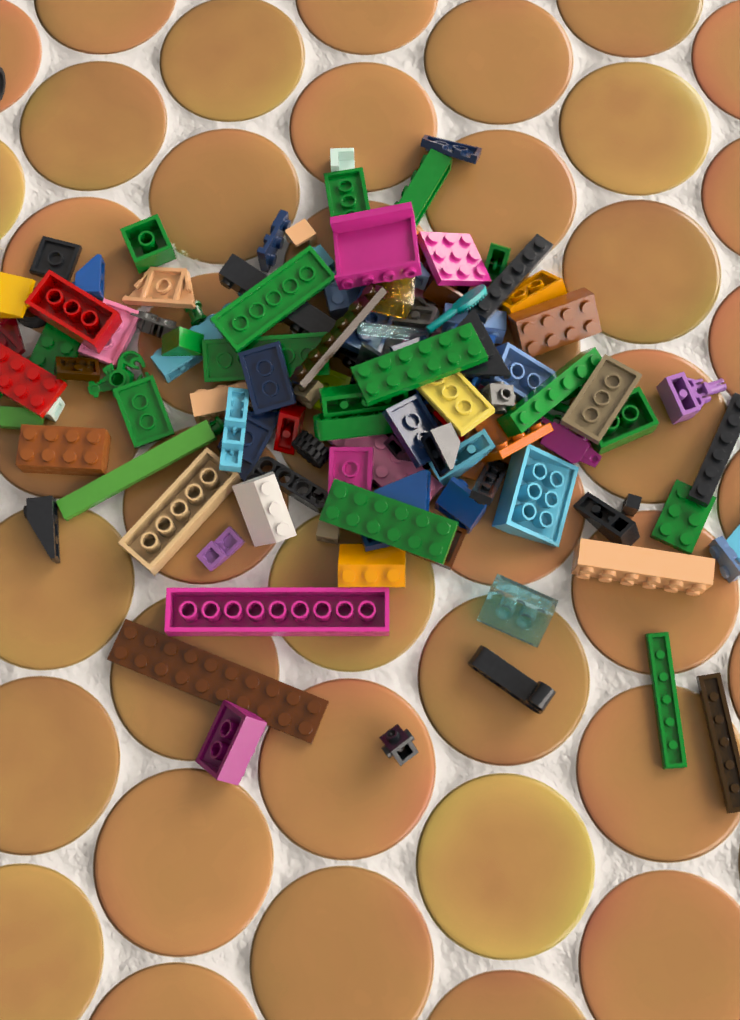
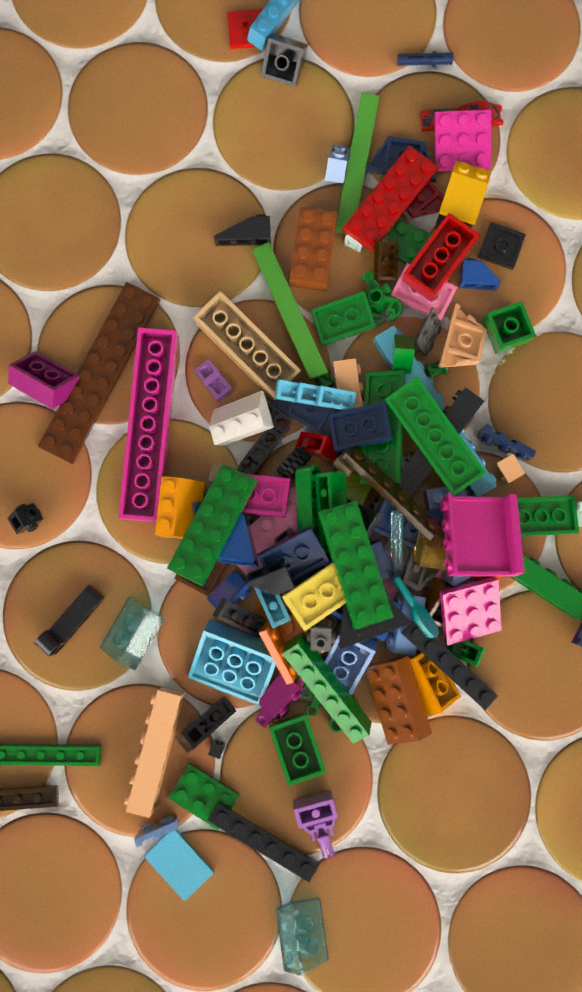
camera: 90 degrees right, 10 degrees up
(601, 399) = (314, 734): dark tan plate -> none

